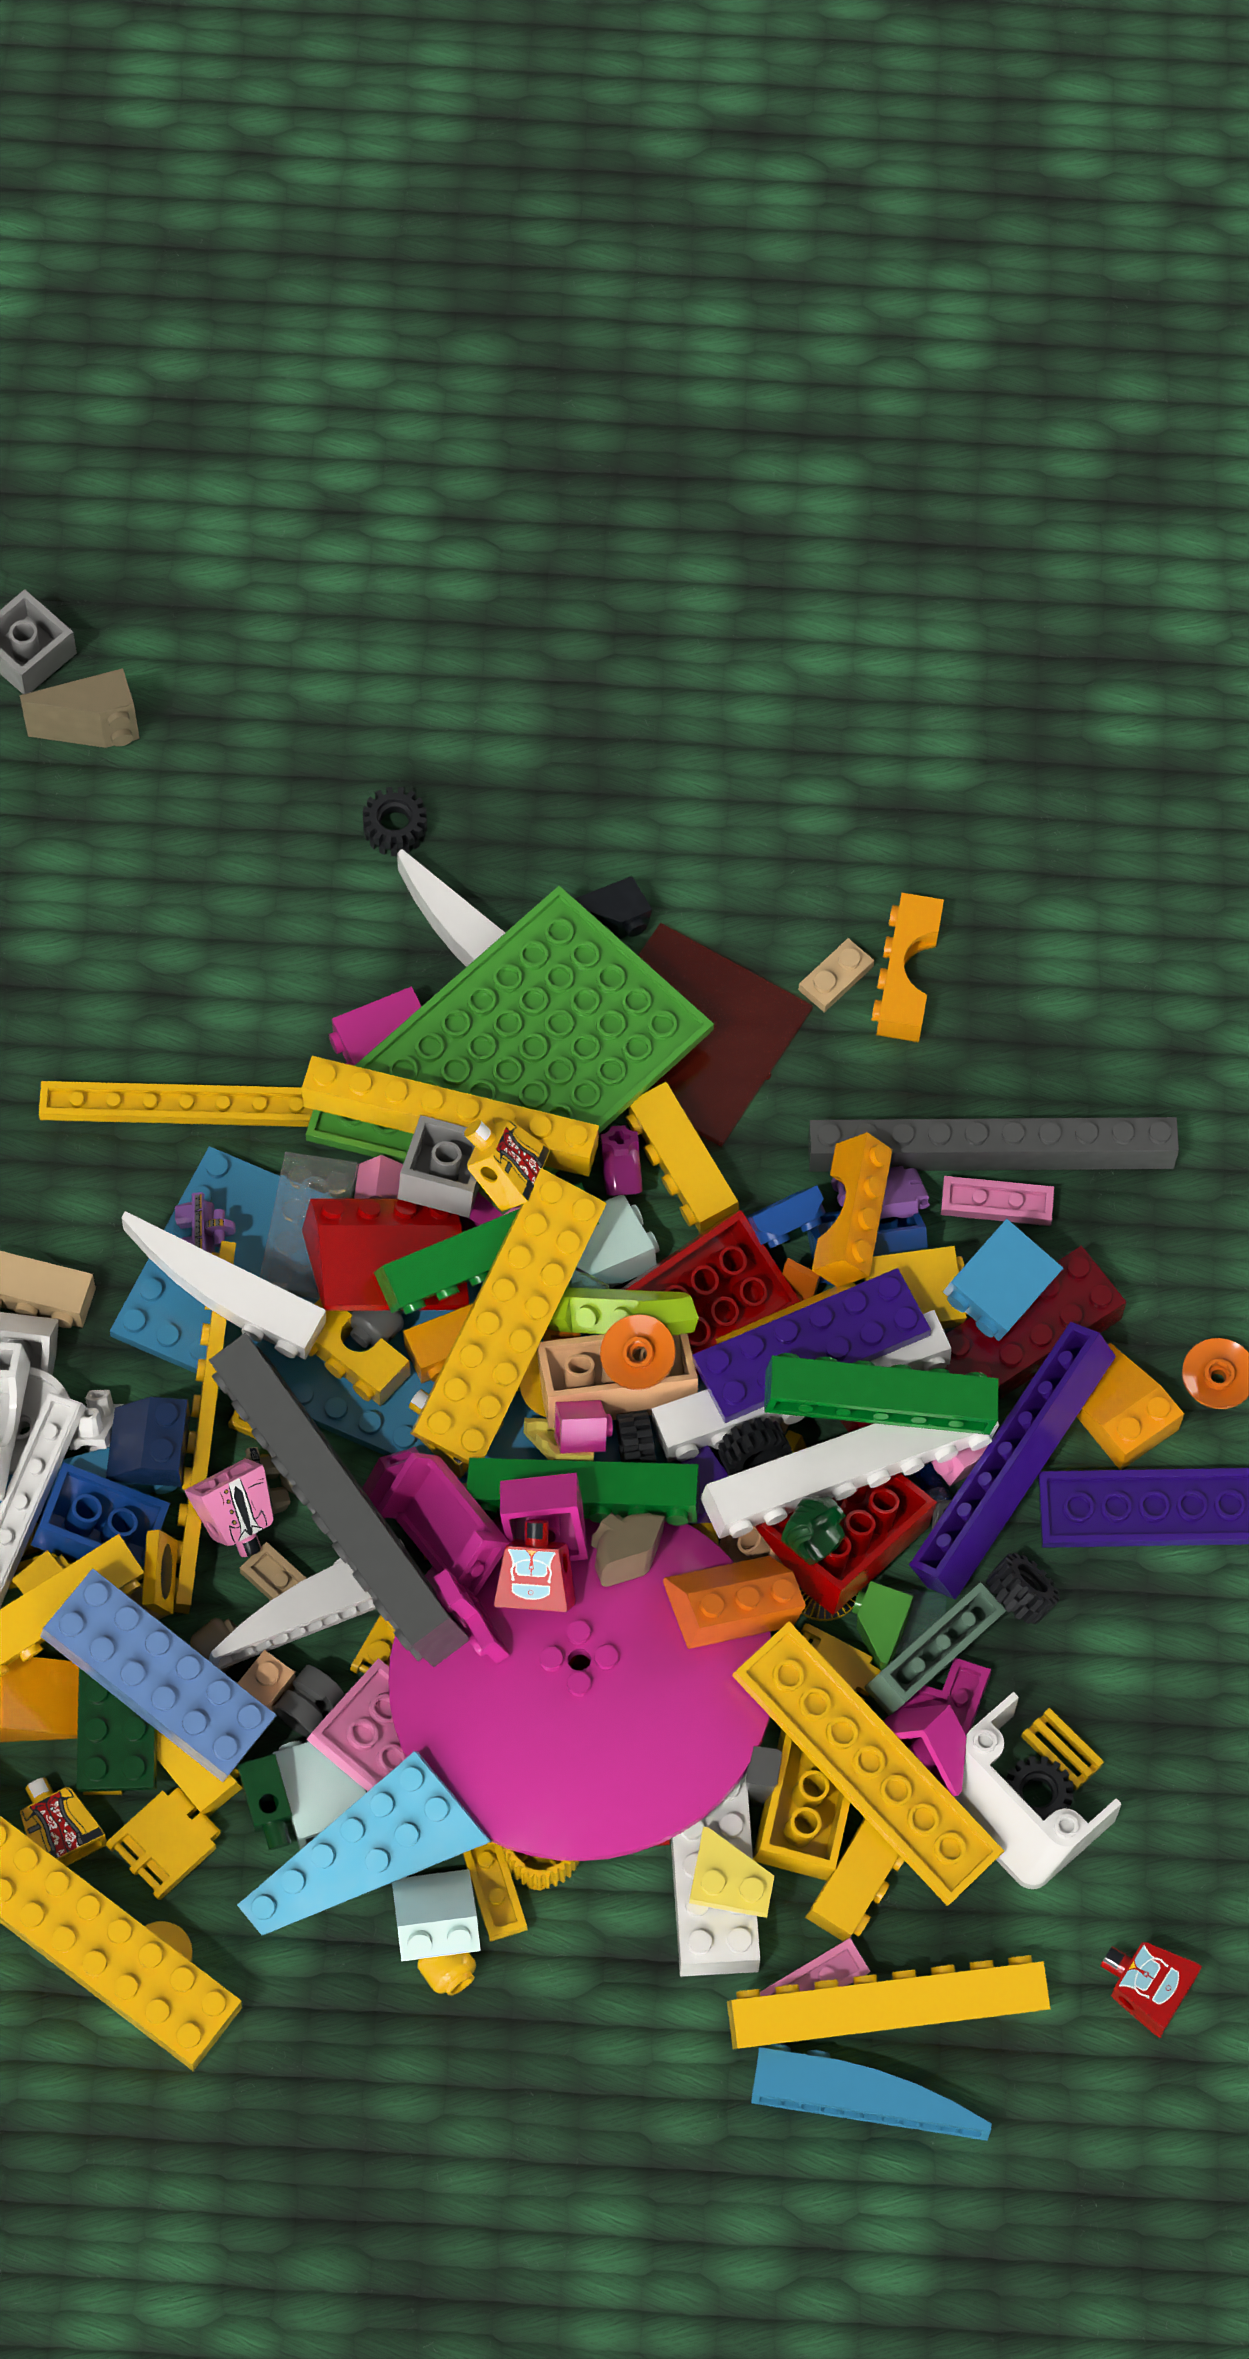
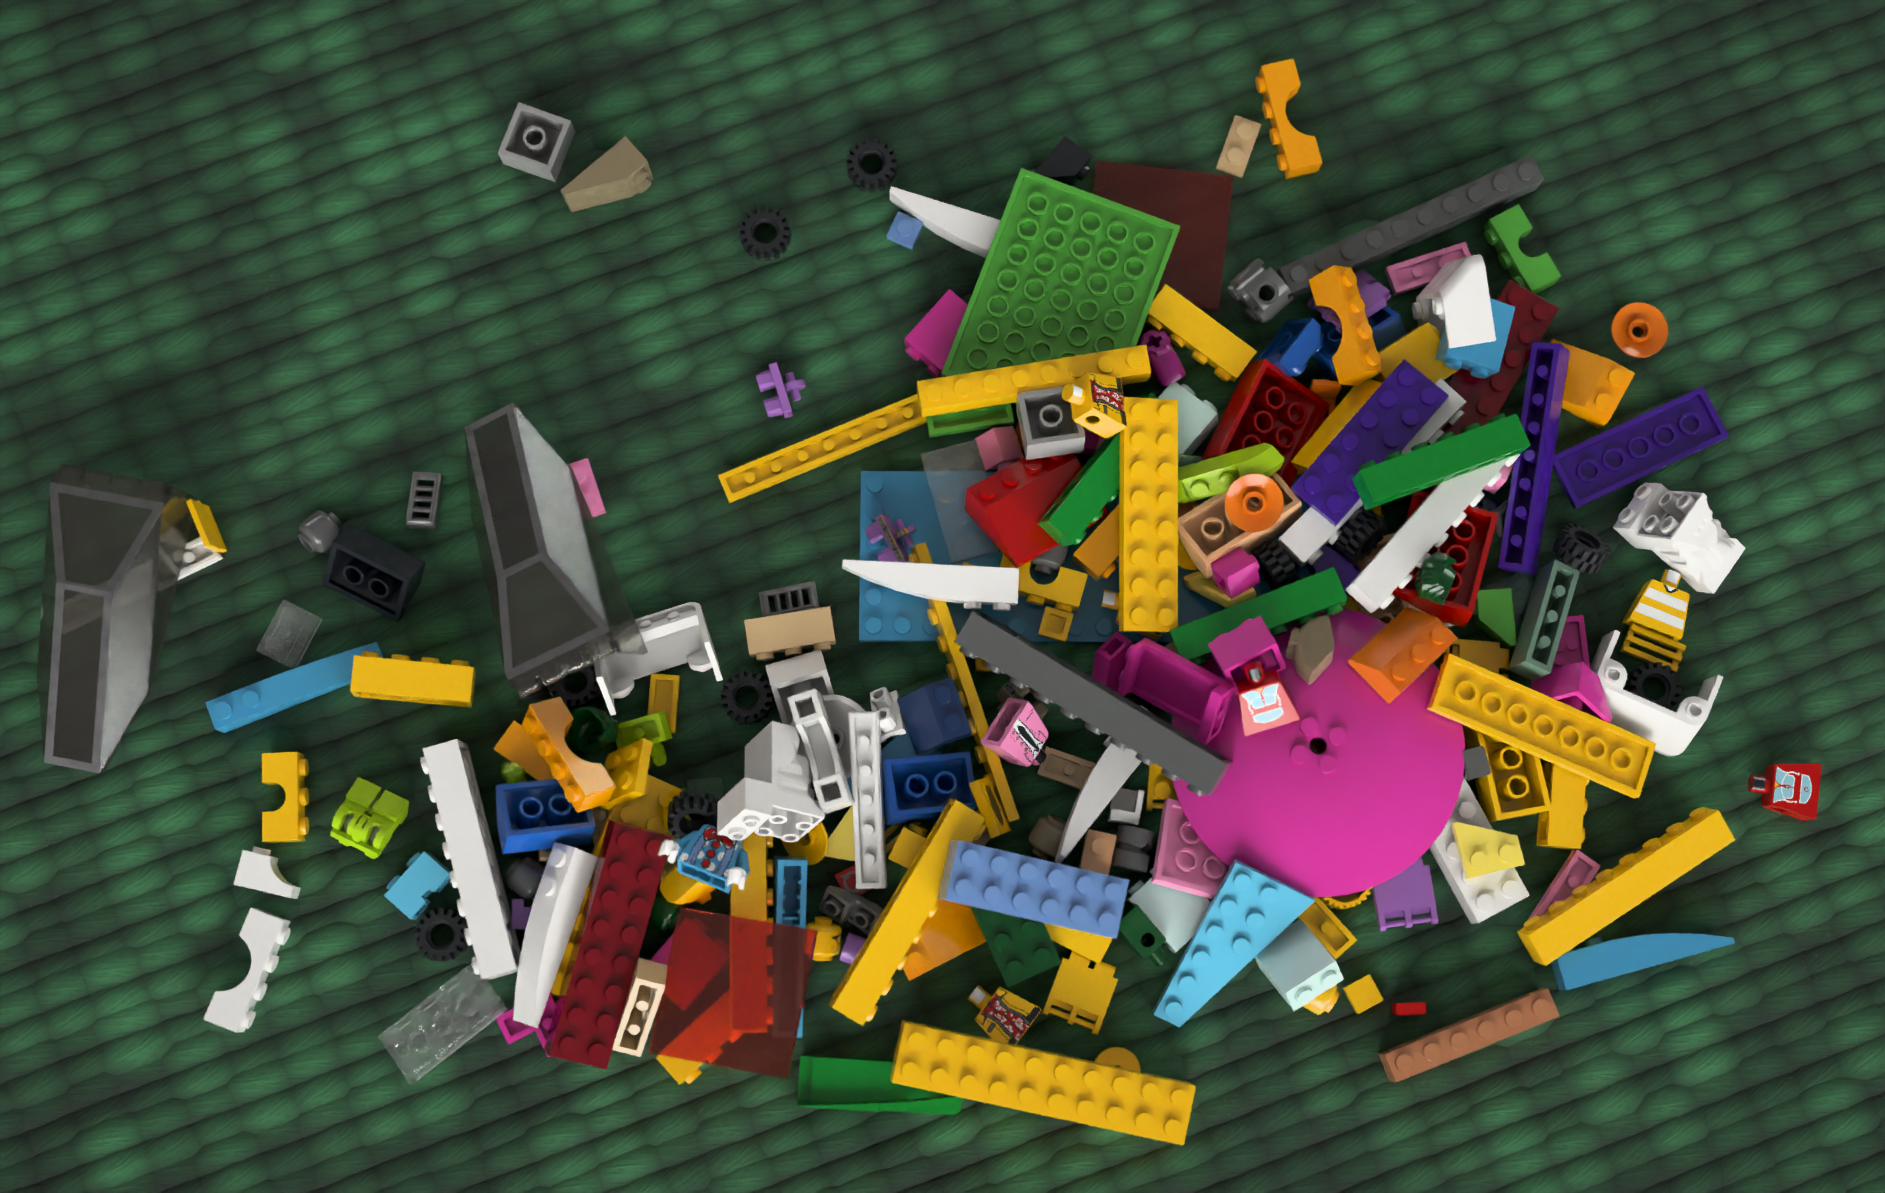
camera: 25 degrees left, 15 degrees up
(81, 1248) = (810, 587): none -> flat silver slope
(160, 1004) = (772, 379): none -> medium lavender hips
(230, 827) = (760, 217): none -> black tyre
(327, 1652) = (1126, 807): none -> white panel
(345, 1405) = (1055, 624): none -> yellow plate
(397, 908) = (905, 230): none -> medium blue plate
(470, 1612) = (1222, 743): dark pink plate -> none
(505, 1997) = (1363, 994): none -> yellow tile
(550, 2035) = (1414, 1008): none -> red tile
(607, 2098) = (1468, 1035): none -> nougat brick
(612, 1900) = (1405, 896): none -> medium lavender plate
(776, 1117) = (1272, 288): none -> dark grey brick
(990, 1227) = (1460, 300): none -> white windscreen
(1091, 1700) = (1660, 607): none -> yellow torso
(1113, 1196) = (1529, 272): none -> bright green arch
(1154, 1625) = (1681, 533): none -> white brick

